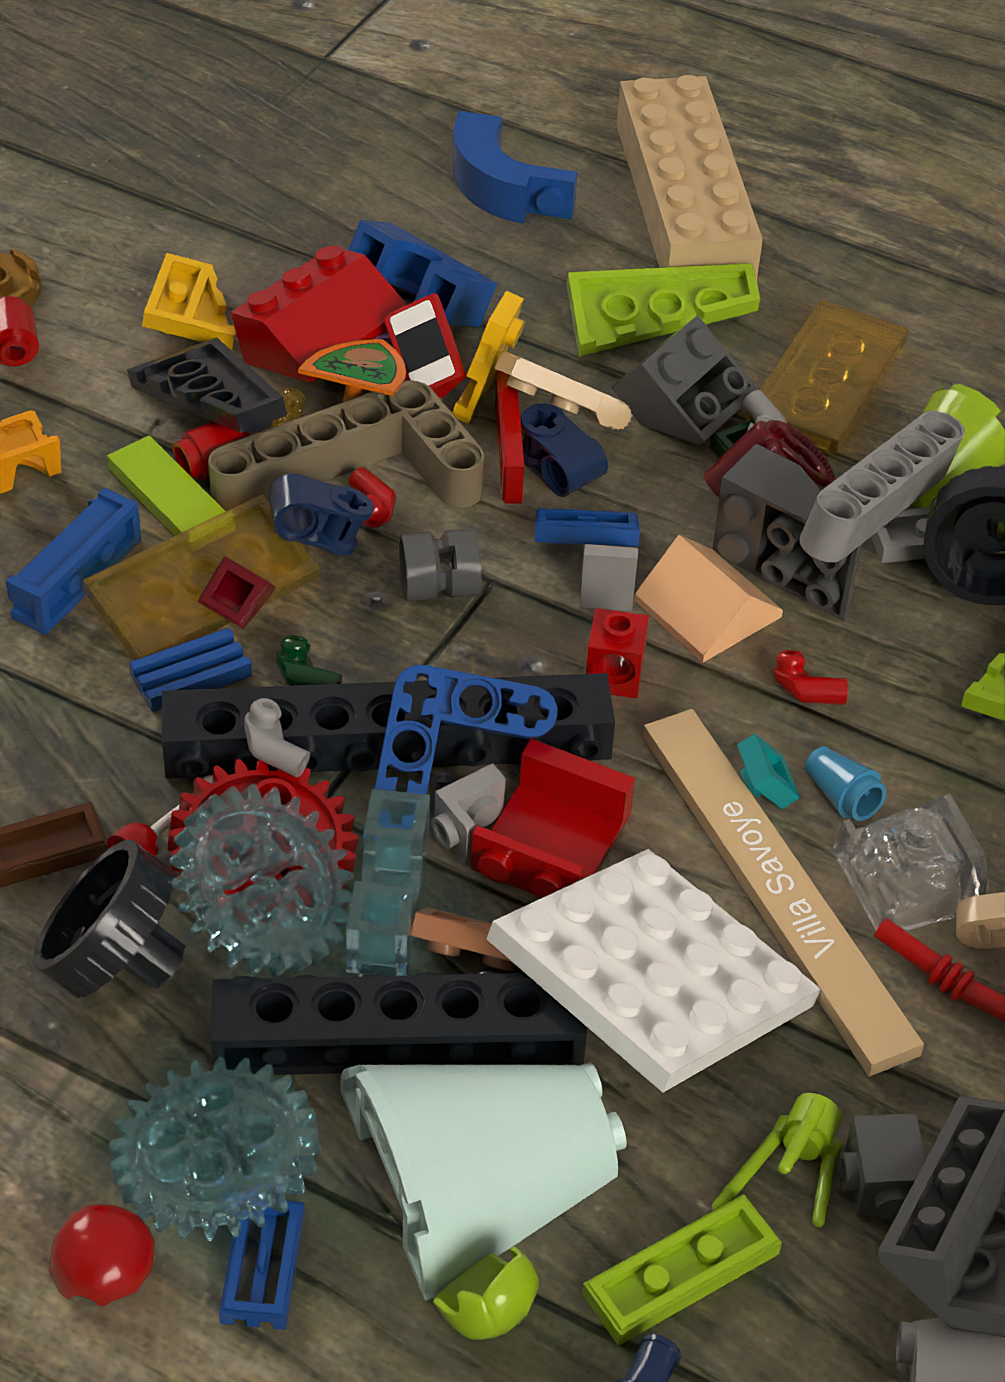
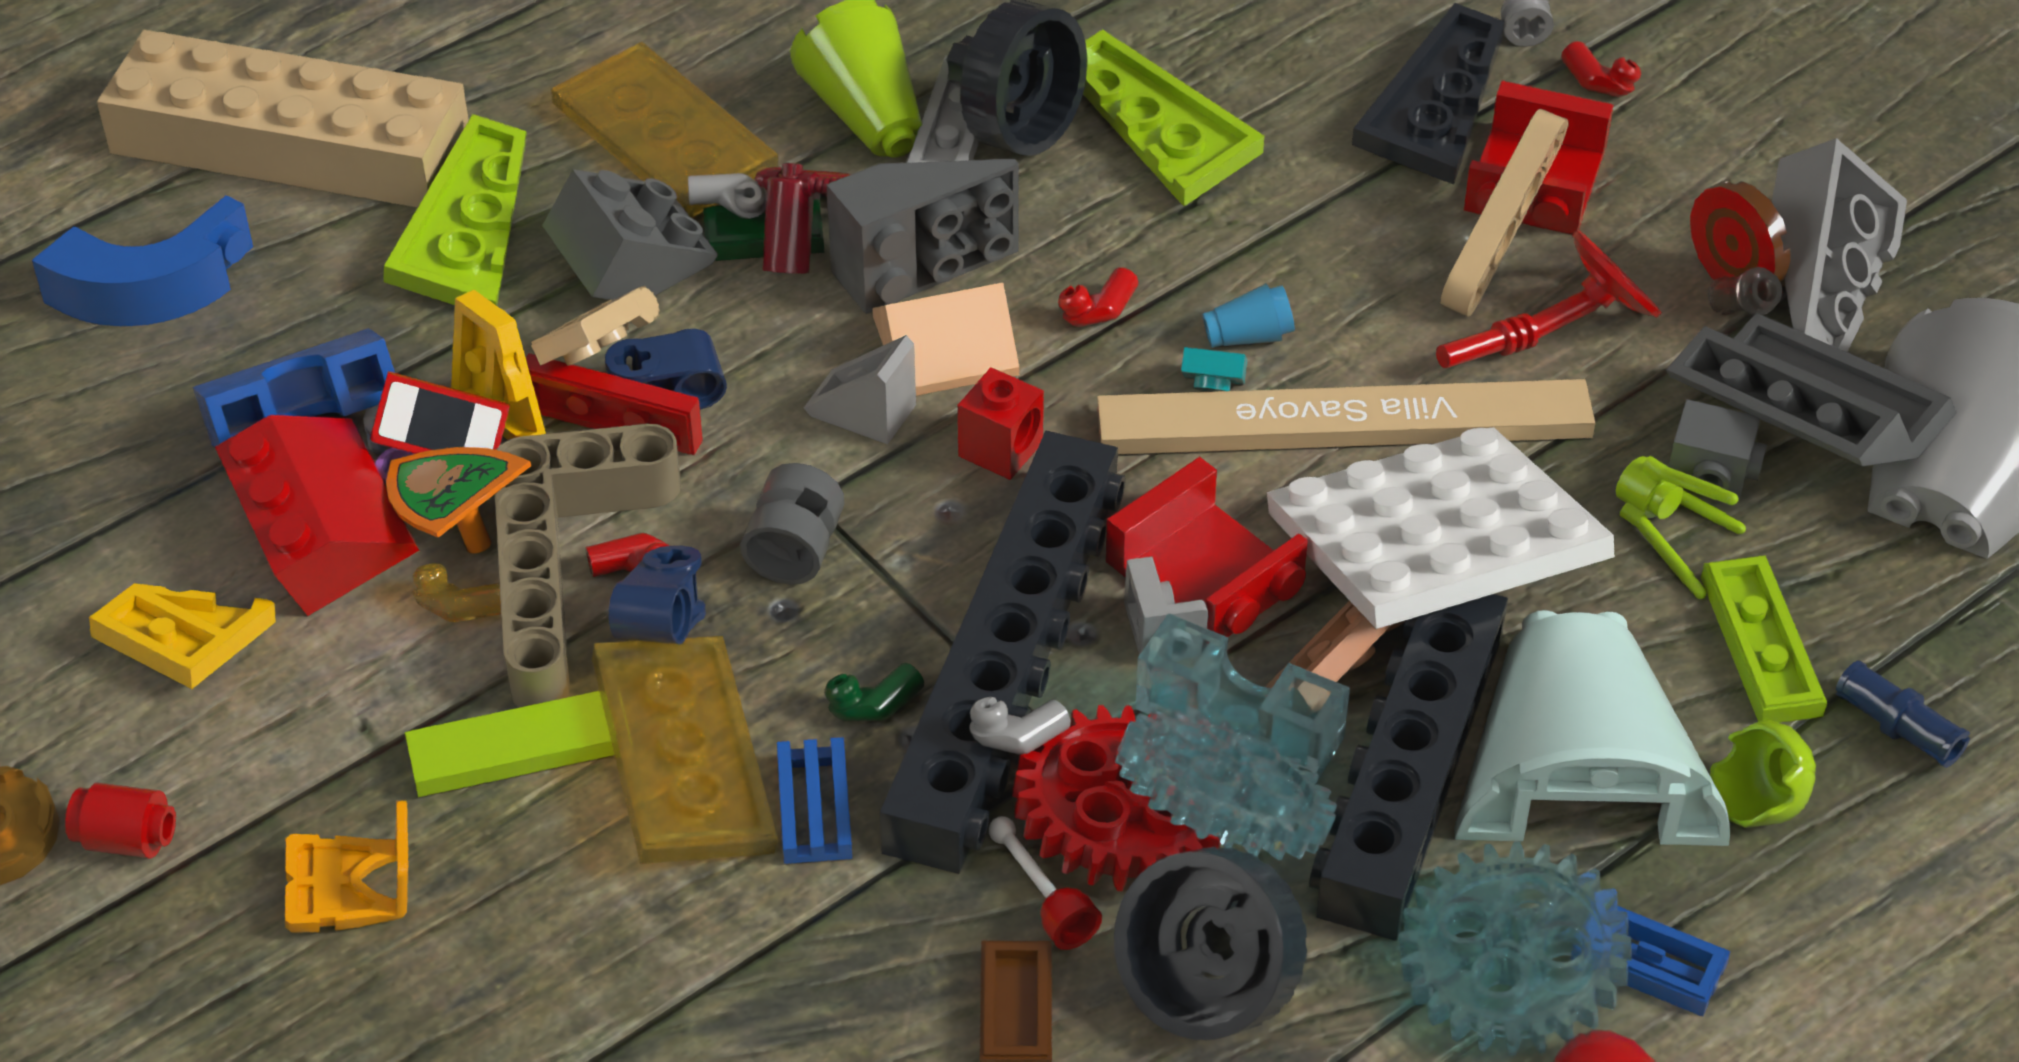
camera: 65 degrees left, 0 degrees up
(88, 545) = (589, 857): blue container -> none
(197, 444) = (471, 673): red brick -> none
(213, 385) = (377, 634): black wing -> none
(236, 592) = (737, 713): dark red slope -> none
(446, 709) = (1053, 573): blue beam -> none
(587, 527) = (791, 391): blue tile -> none
(881, 486) = (958, 110): light grey beam -> none
(913, 864) = (1373, 305): clear brick -> none

